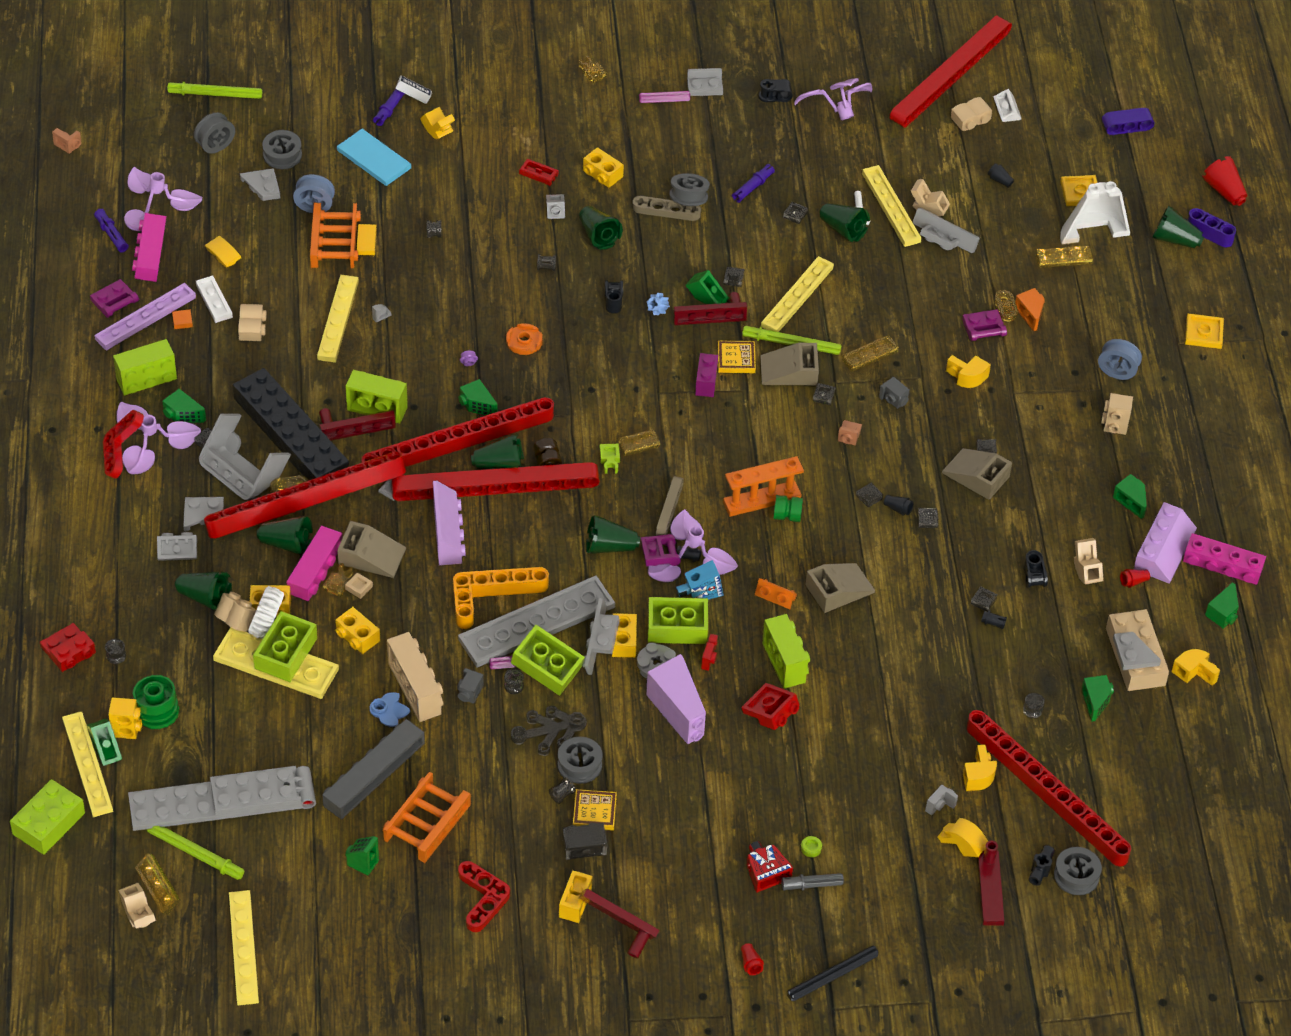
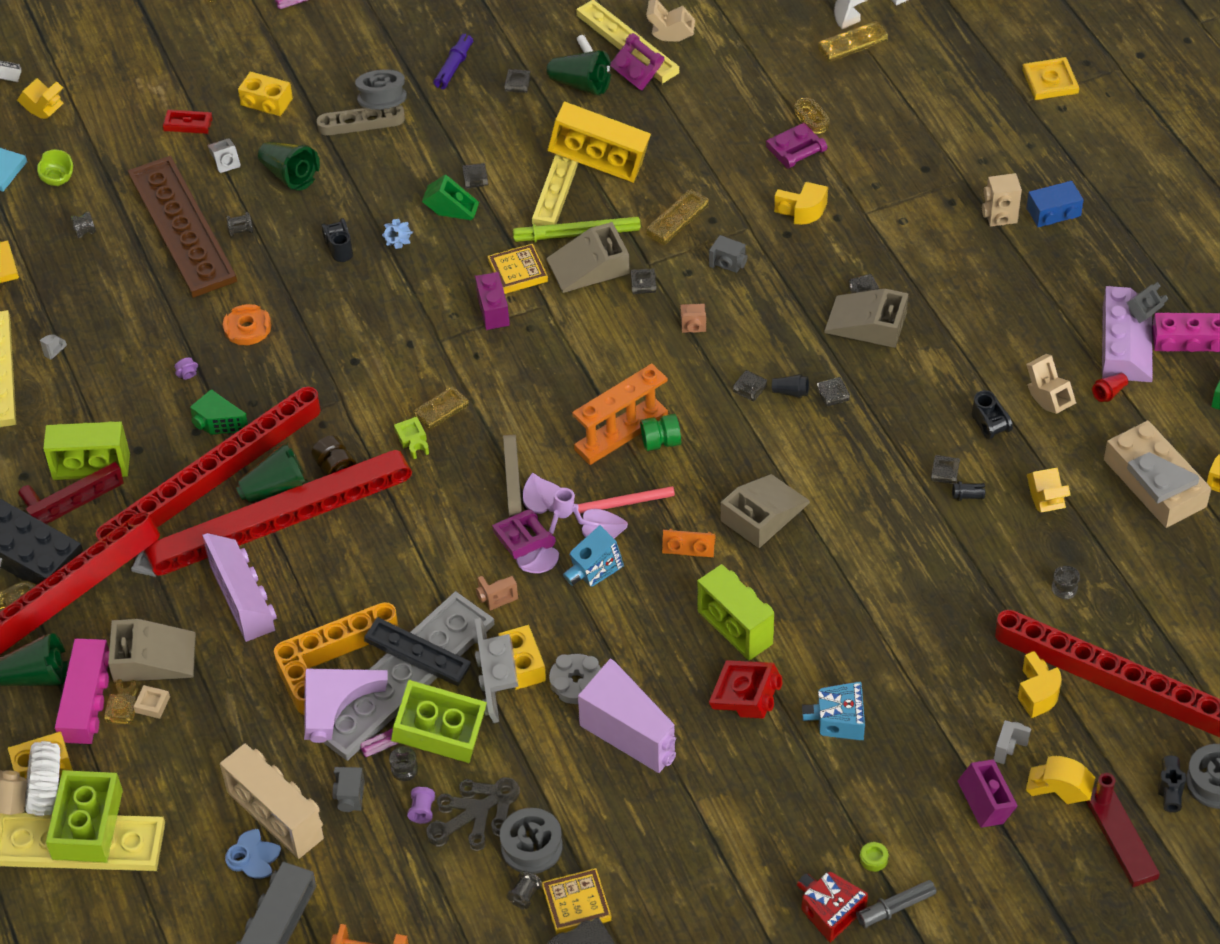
camera: 15 degrees left, 0 degrees up
(357, 630) = (174, 757): yellow brick -> none
(429, 179) = (55, 167): none -> lime hair
(481, 617) = (330, 692): none -> lavender arch
(504, 251) = (182, 226): none -> reddish brown plate
(516, 710) = (421, 805): none -> medium lavender bush
(552, 608) = (417, 651): none -> black tile
(610, 537) = (453, 537): dark green cone -> none
(625, 586) = (498, 593): none -> nougat bracket
(678, 620) = (583, 616): lime brick -> none
(690, 553) = (563, 526): black pin -> none
(709, 655) = (641, 648): red plate -> none
(712, 313) = (468, 225): dark red piece -> none
(743, 549) = (627, 499): none -> coral bar
(829, 742) = (838, 711): none -> dark azure torso
(832, 279) = (598, 142): none -> yellow brick
(885, 228) = (633, 68): none -> magenta plate
(907, 829) = (987, 793): none -> magenta brick
(943, 232) = (703, 53): light grey bracket -> none
(1030, 307) = (842, 109): orange slope -> none
(1050, 636) = (1047, 490): none -> yellow brick
(1096, 694) = (1134, 544): green slope -> none
(1111, 354) = (975, 136): sand blue wheel -> none
(1132, 495) = (1062, 291): green slope -> none
(1159, 428) = (1054, 203): none -> blue brick
(1189, 523) = (1146, 302): none -> dark grey hinge

